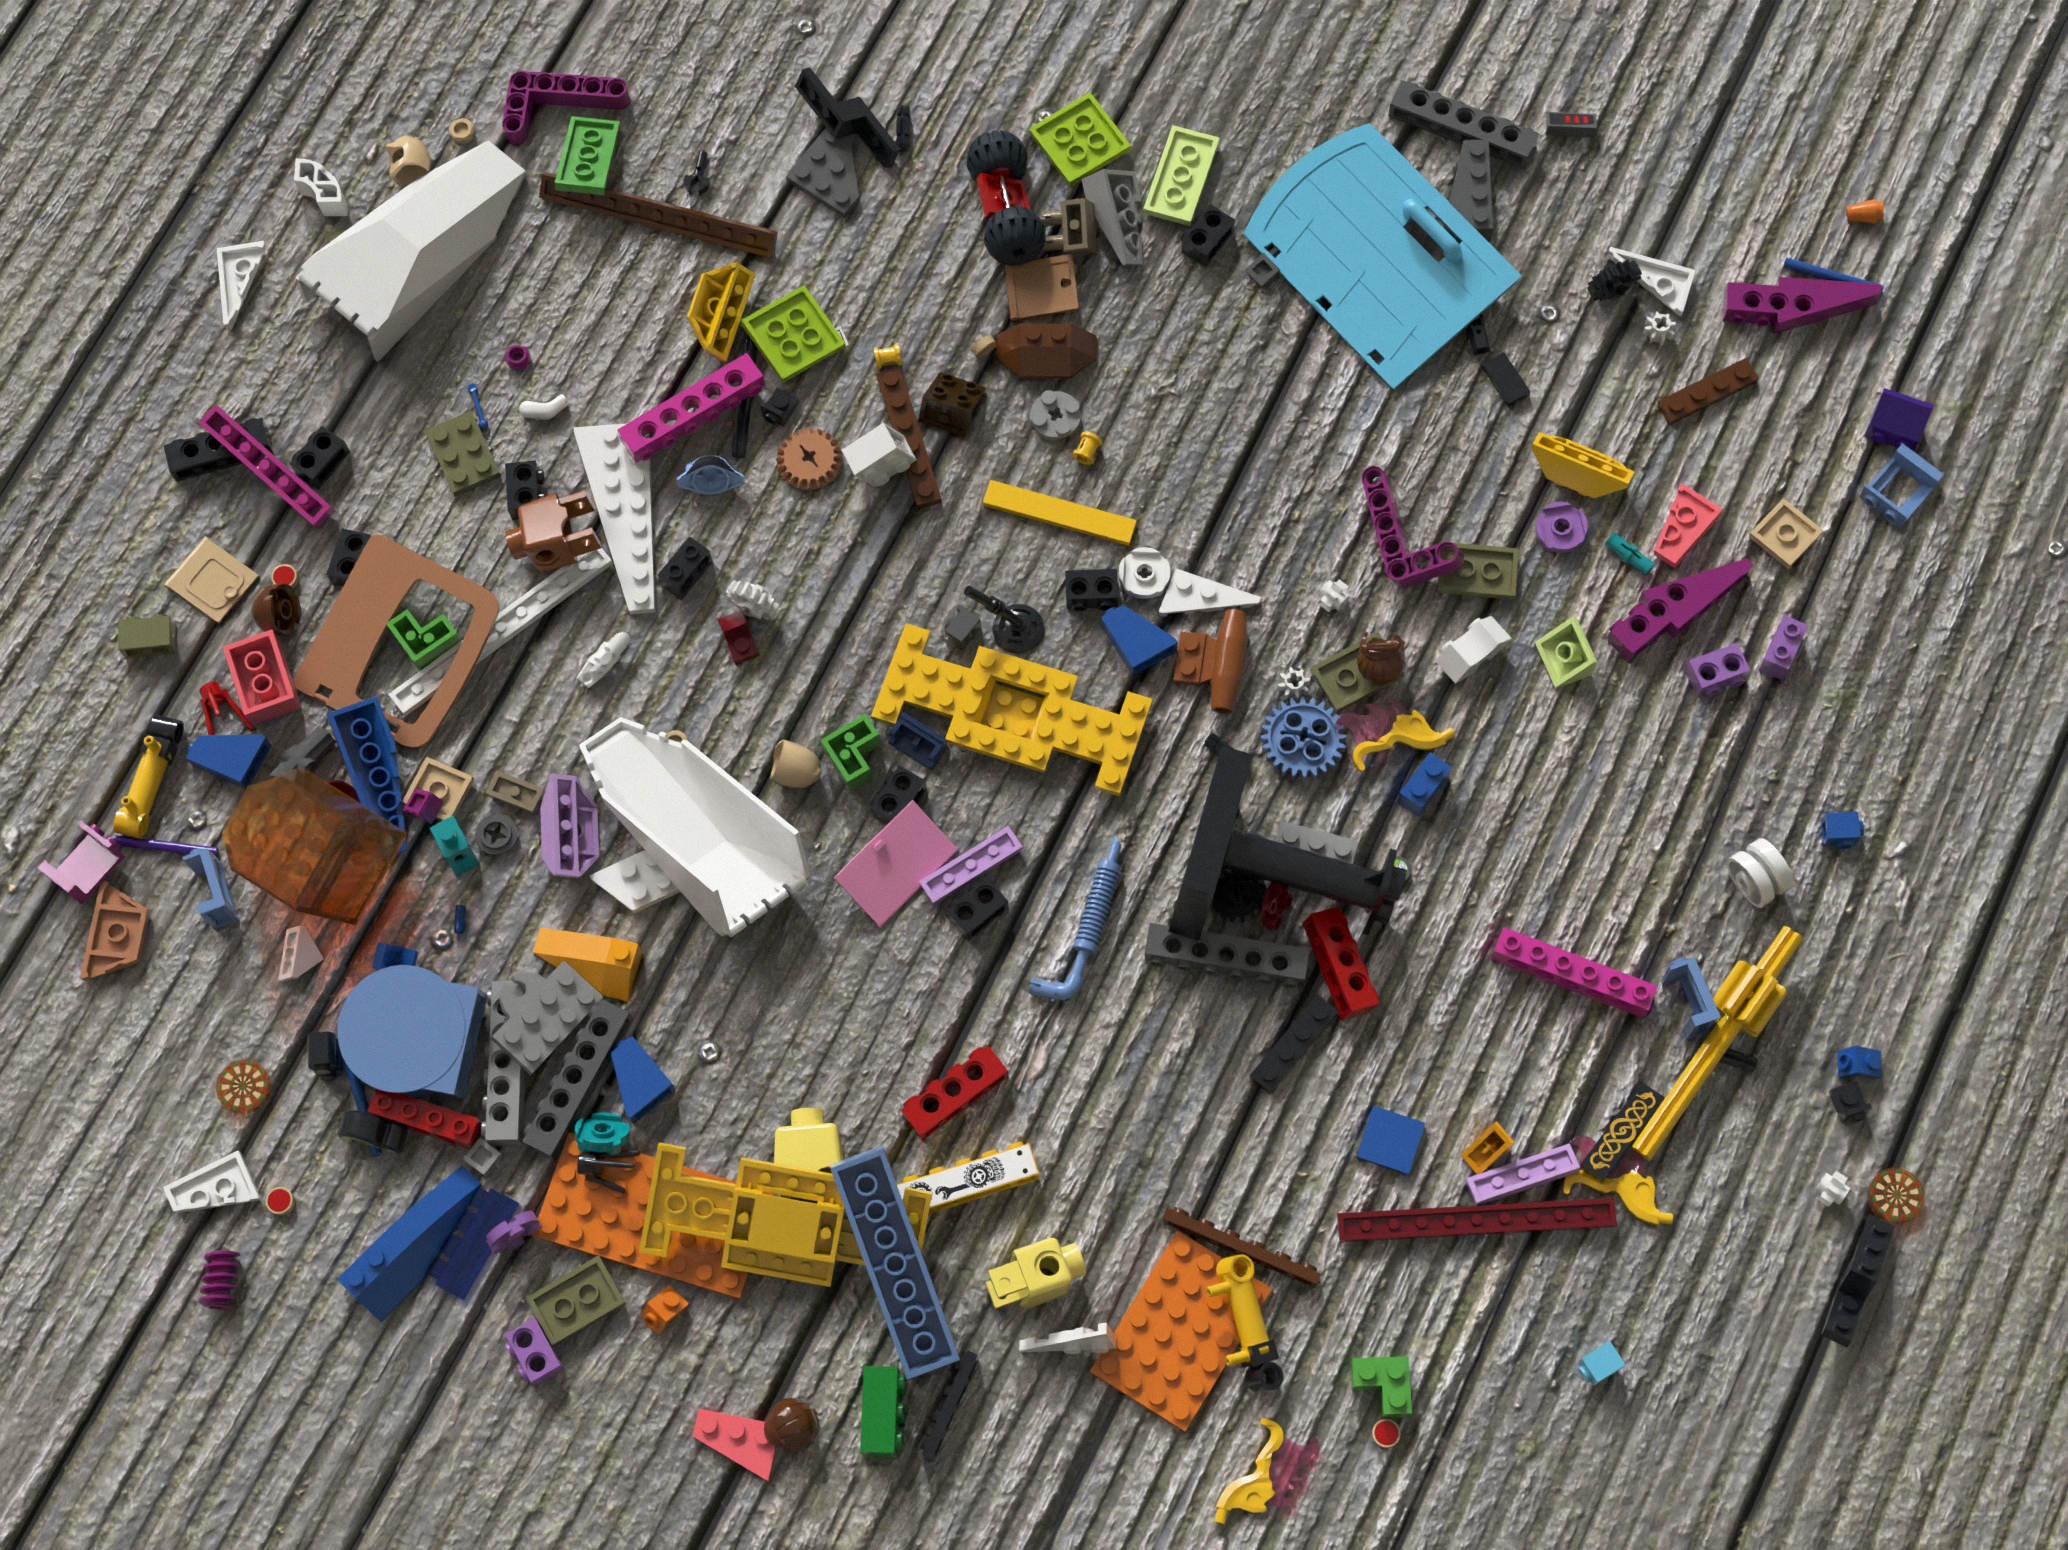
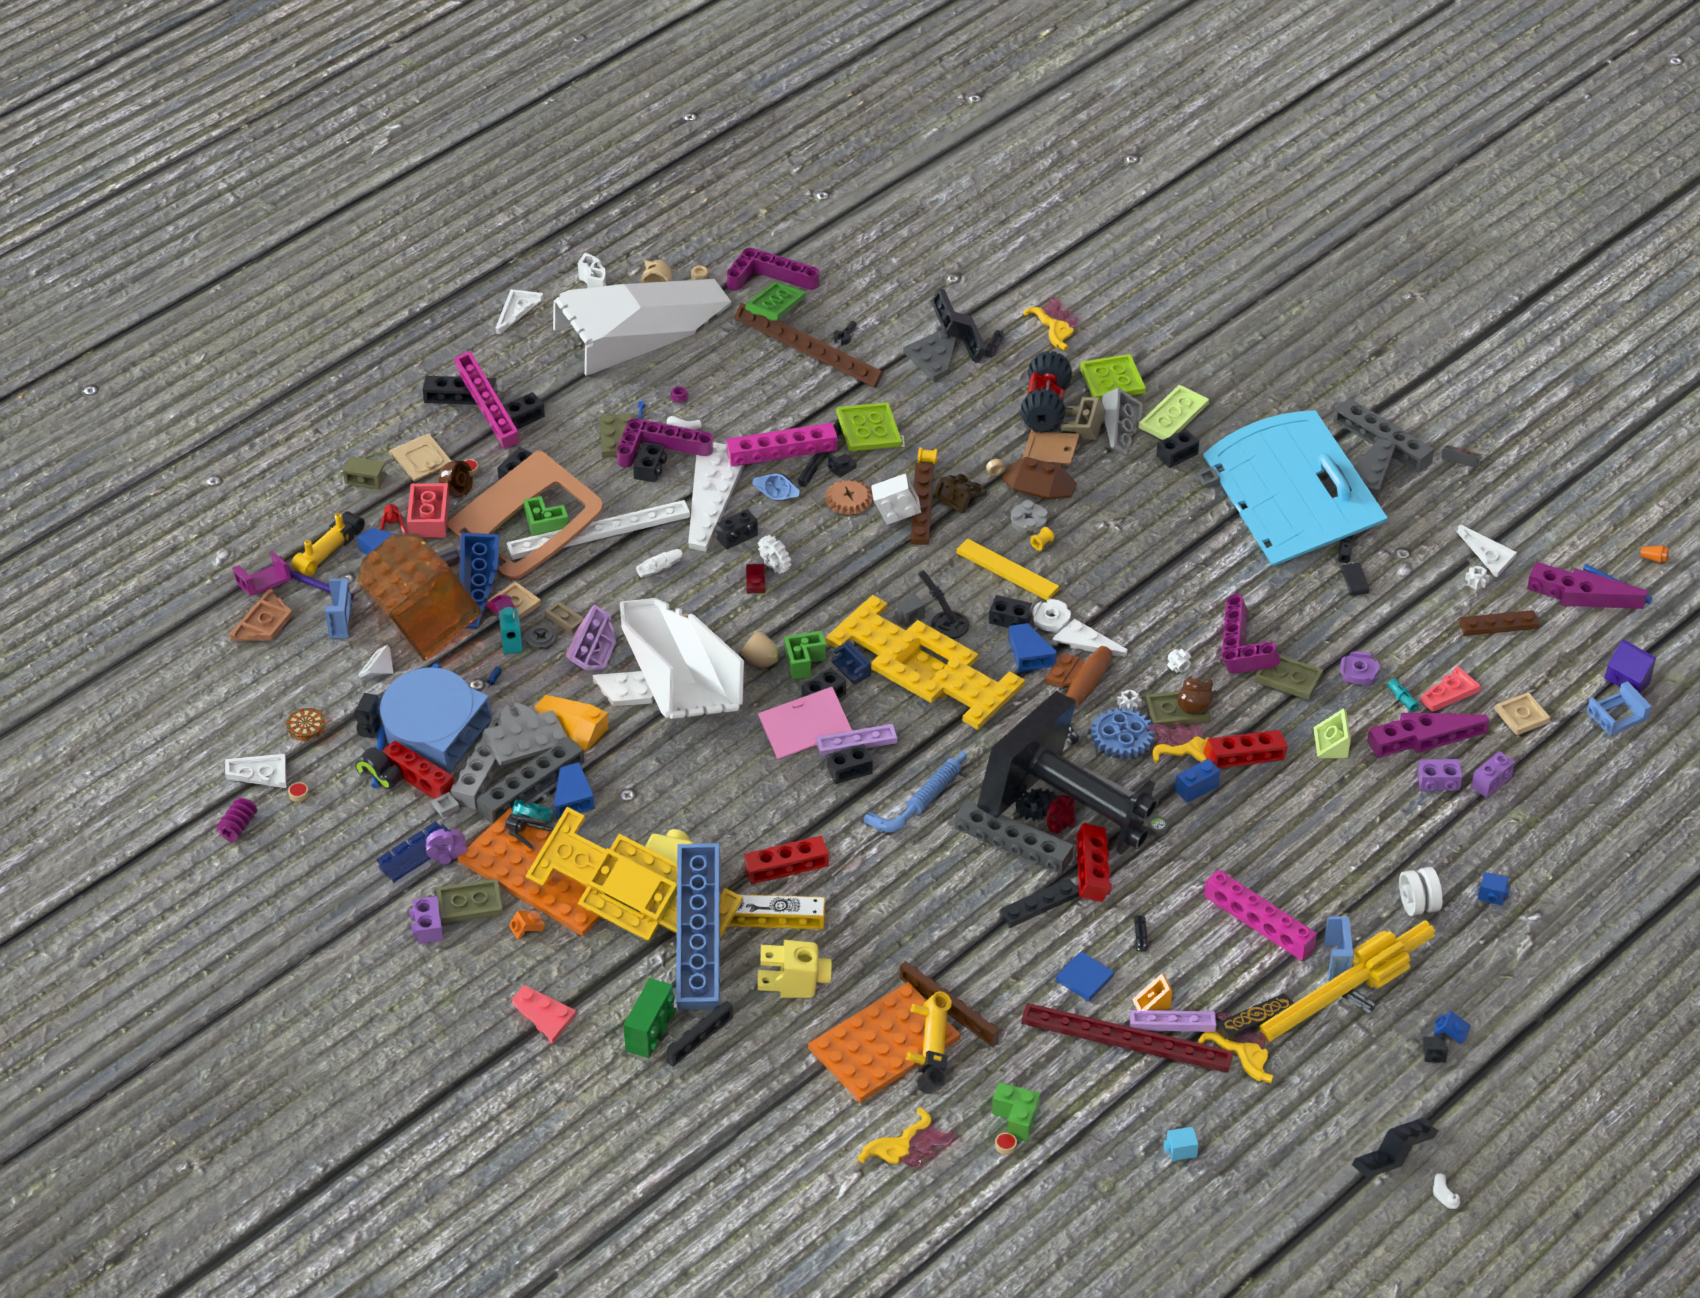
camera: 15 degrees right, 25 degrees down
(409, 1246) = (365, 839): blue wedge -> none
(526, 452) = (670, 436): none -> magenta beam
(548, 532) = (656, 483): dark orange piece -> none
(719, 307) = (825, 395): yellow wedge -> none
(791, 1424) = (584, 1007): reddish brown hair -> none
(973, 60) = (1059, 322): none -> yellow piece
(1073, 1341) = (806, 1016): white wing -> none
(1436, 1048) = (1141, 933): none -> black axle
(1441, 741) = (1246, 749): none -> red brick
(1466, 653) = (1266, 715): white brick -> none
(1579, 466) = (1383, 635): yellow wedge -> none
(1614, 280) = (1454, 539): black gear -> none
(1832, 1188) = (1399, 1092): white gear -> none
(1895, 1195) = (1447, 1114): clear orange tile -> none
(1931, 1319) = (1443, 1194): none -> white arm

